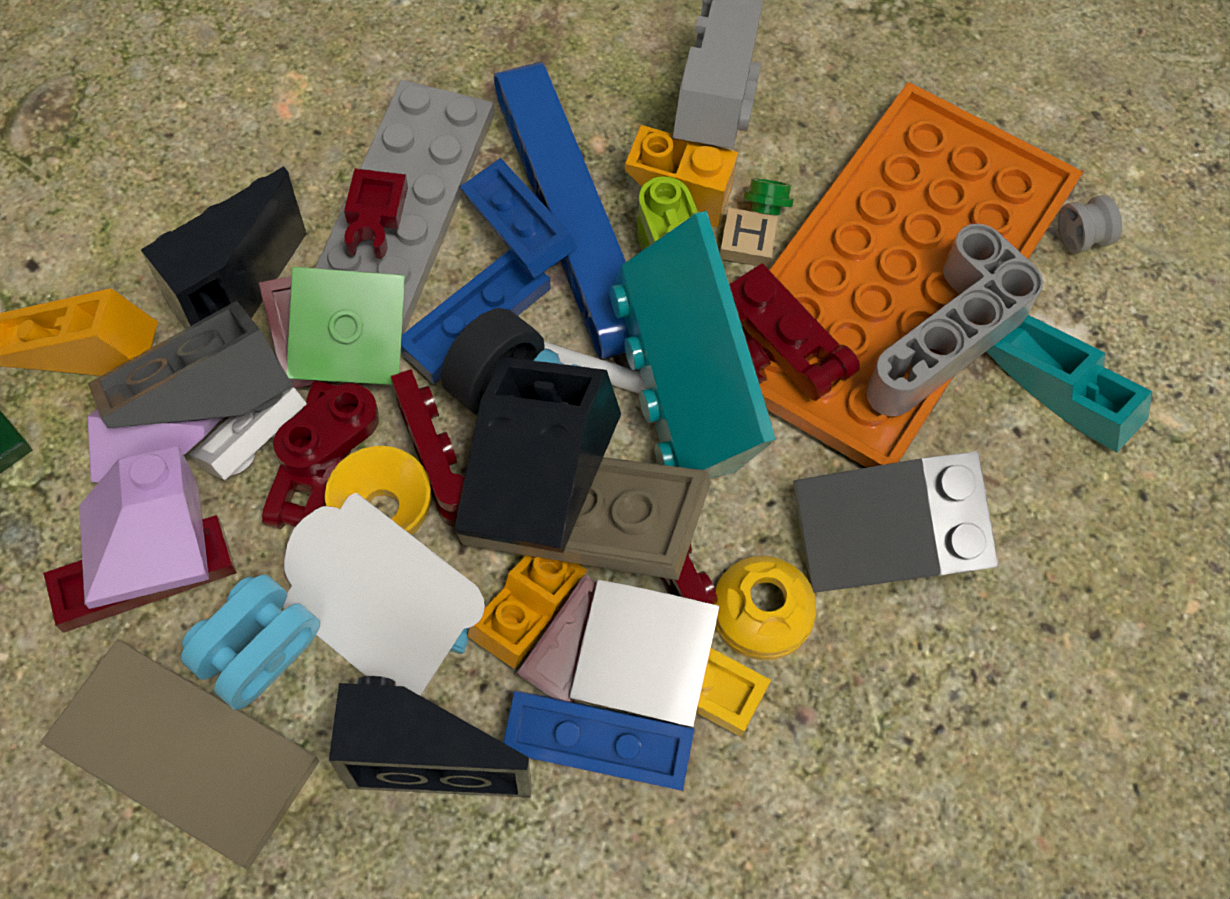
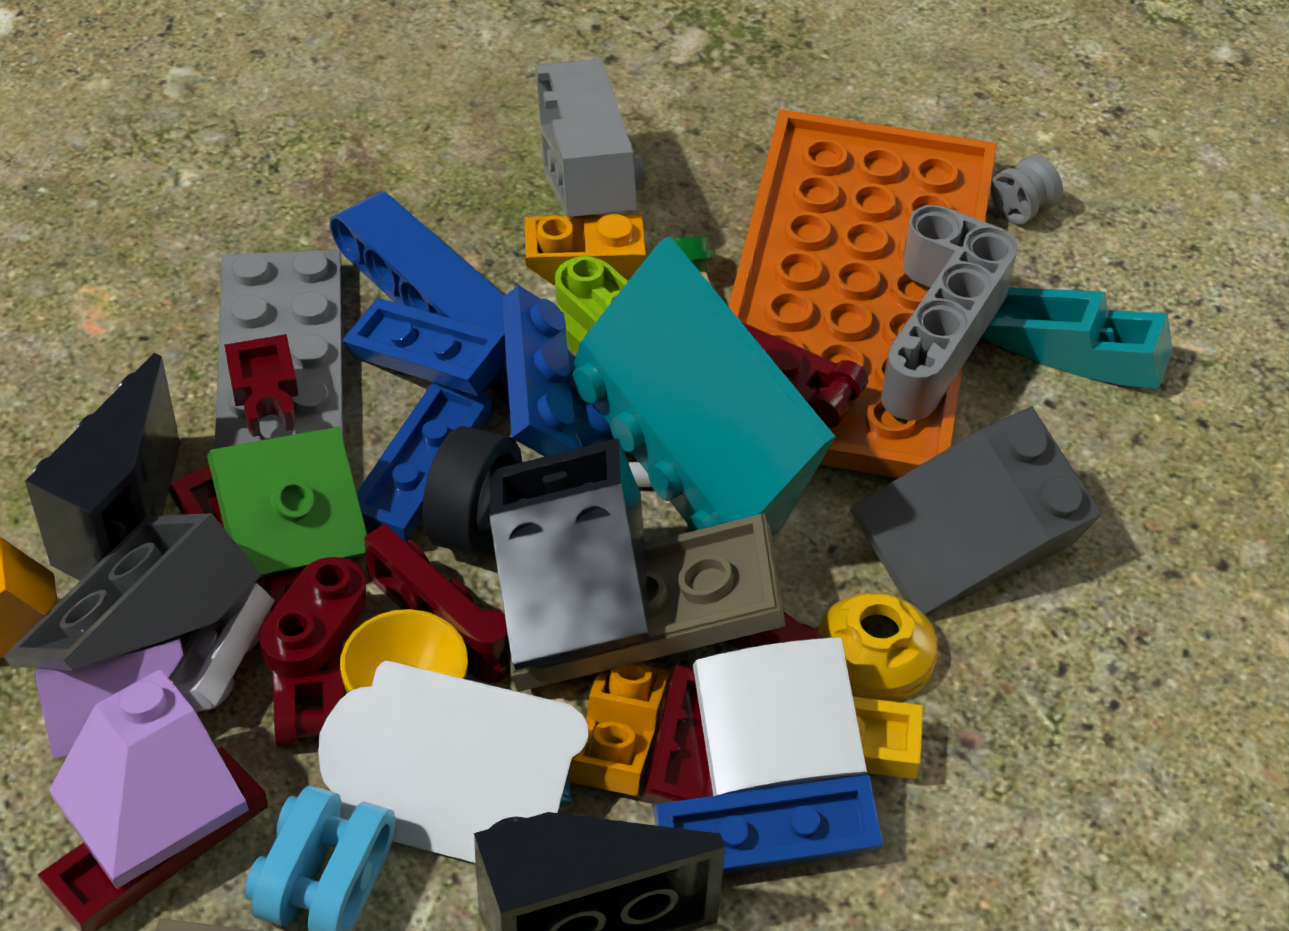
camera: 20 degrees left, 15 degrees down
(583, 279) = (538, 373): none -> blue plate

